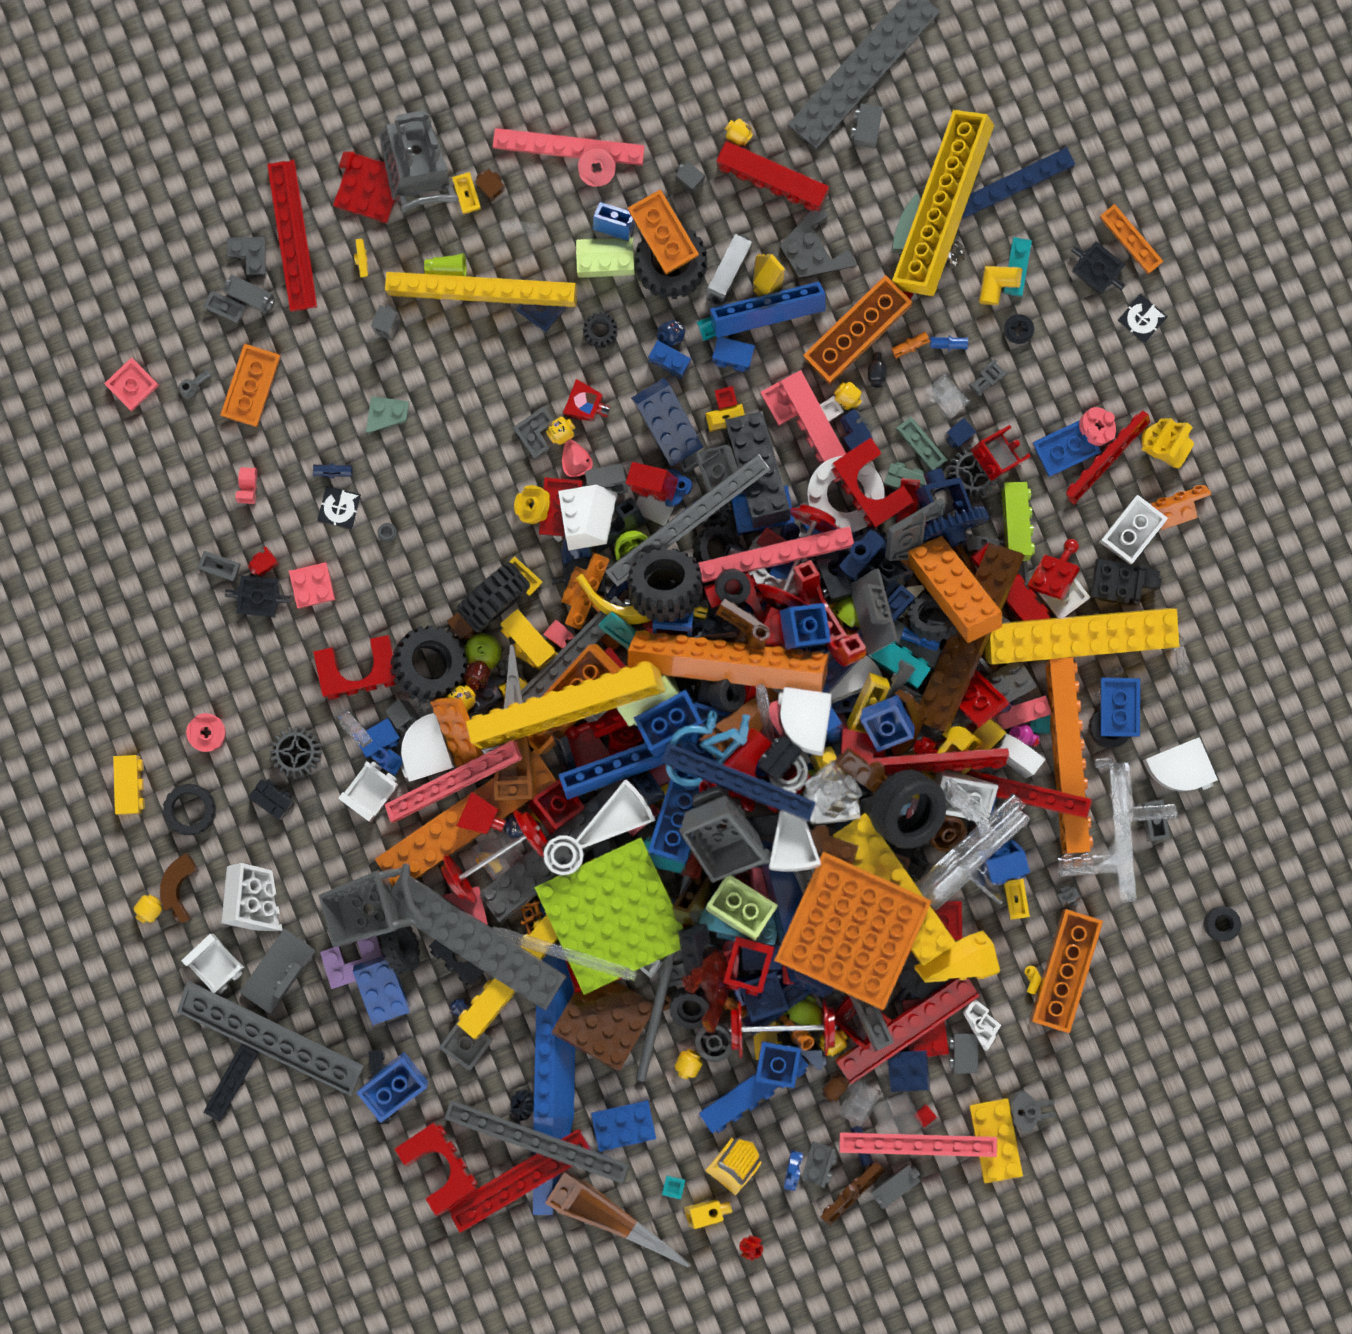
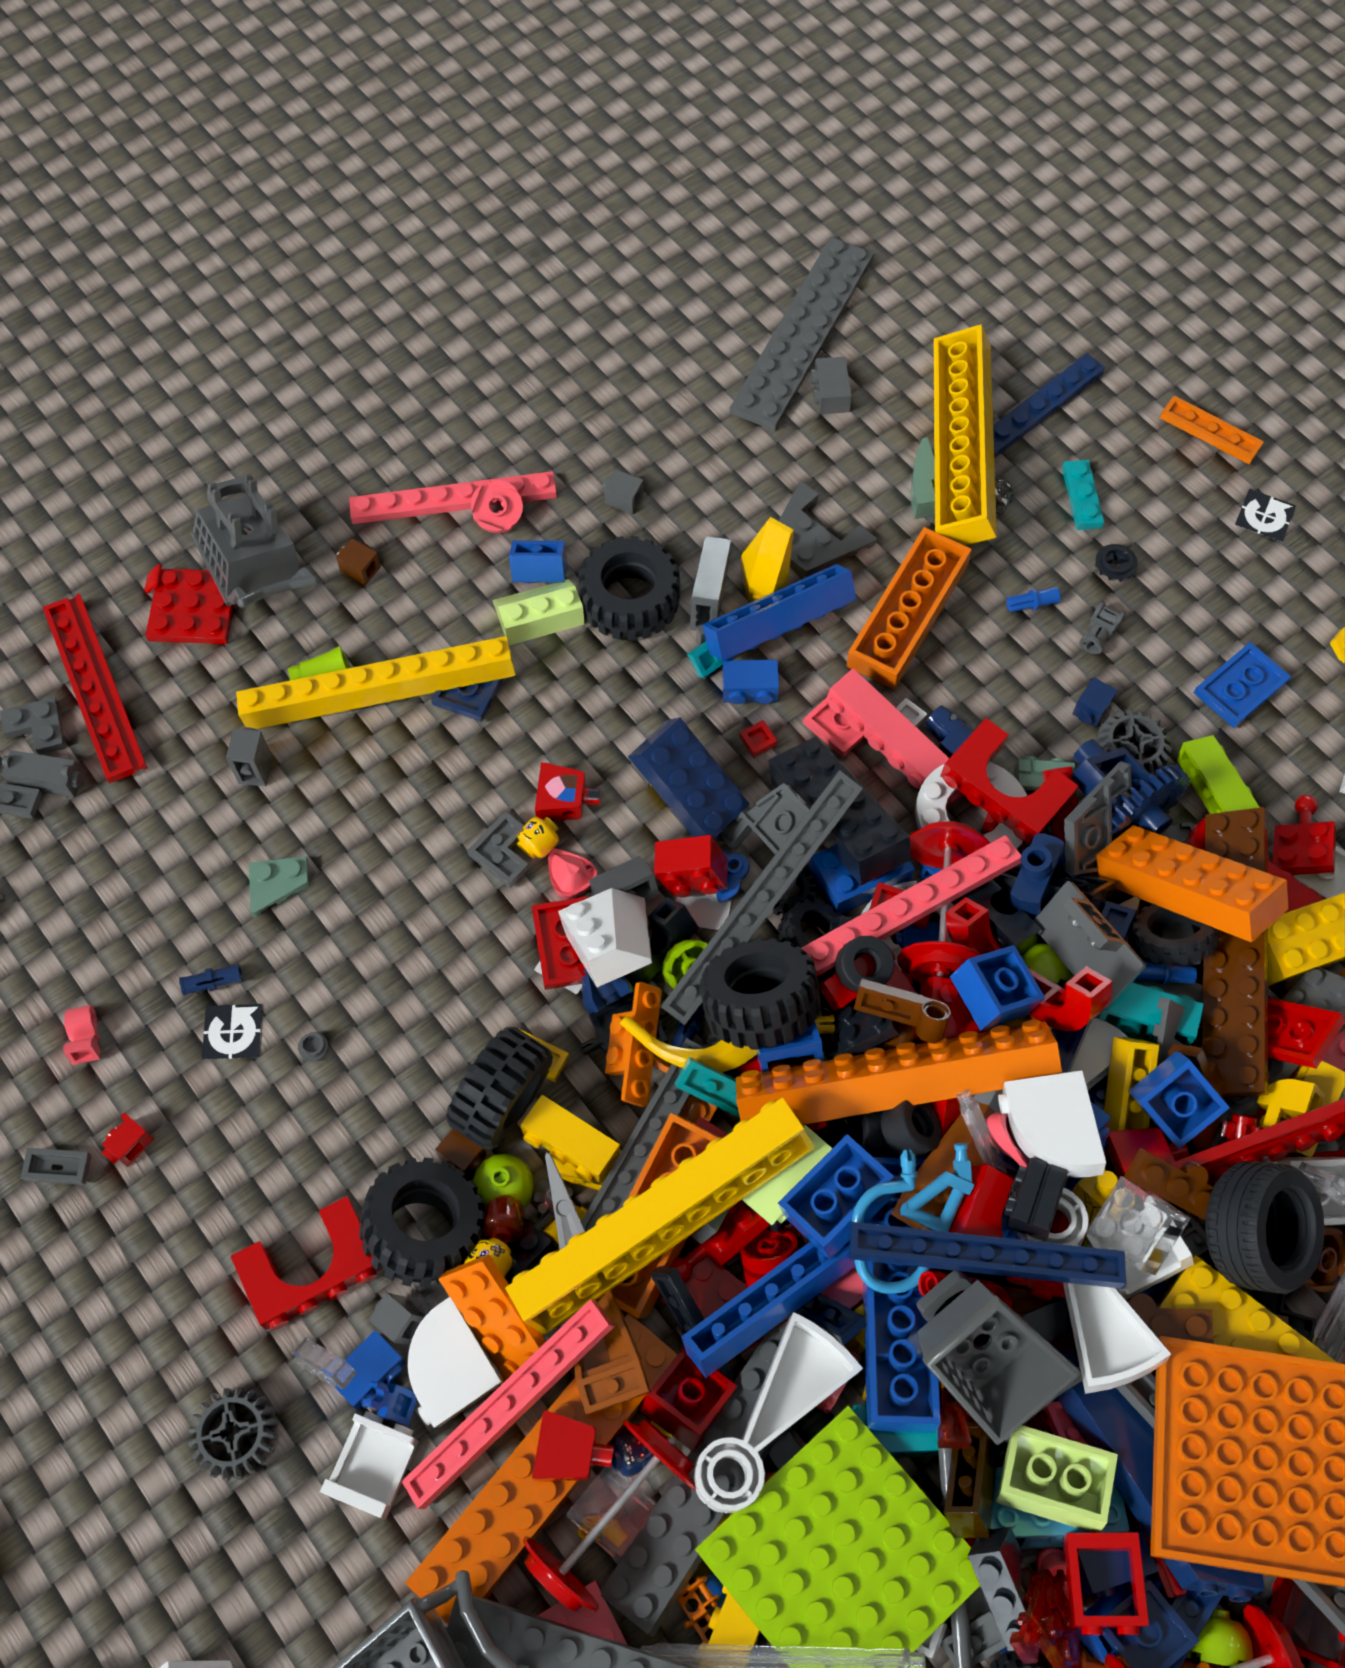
camera: 20 degrees left, 20 degrees down
(170, 802) = (32, 1577): black tyre -> none
(198, 724) = (91, 1454): coral plate -> none
(250, 385) = (64, 894): orange plate -> none
(258, 596) = (126, 1196): black plate -> none
(271, 799) = (205, 1528): black brick -> none
(312, 585) = (211, 1157): coral plate -> none
(361, 258) = (197, 687): yellow plate -> none
(464, 183) = (325, 571): yellow piece -> none
(520, 227) = (412, 602): clear axle -> none
(540, 508) = (536, 951): yellow plate -> none
(558, 634) = (615, 1123): coral piece -> none
(600, 319) = (557, 684): black tyre -> none
(663, 231) = (610, 545): orange plate -> none
(669, 359) = (660, 704): blue brick -> none
(671, 333) = (656, 675): dark blue head -> none
(715, 420) = (753, 771): yellow piece -> none
(738, 132) = (670, 429): yellow head -> none
(772, 176) = (731, 463): red brick -> none
(792, 535) = (908, 874): dark blue plate -> none
(847, 395) = (925, 692): yellow head -> none
(877, 371) = (952, 656): black plant -> none
(910, 345) = (983, 614): orange pin -> none
(921, 444) = (1044, 730): sand green tile -> none
(947, 396) = (1059, 659): clear brick -> none
(994, 279) = (1063, 509): yellow brick -> none
(997, 455) = (1157, 714): red window -> none
(1098, 267) = (1185, 470): black plate -> none
(1106, 422) = (1273, 645): coral plate -> none
(1107, 458) = (1298, 690): red plate -> none

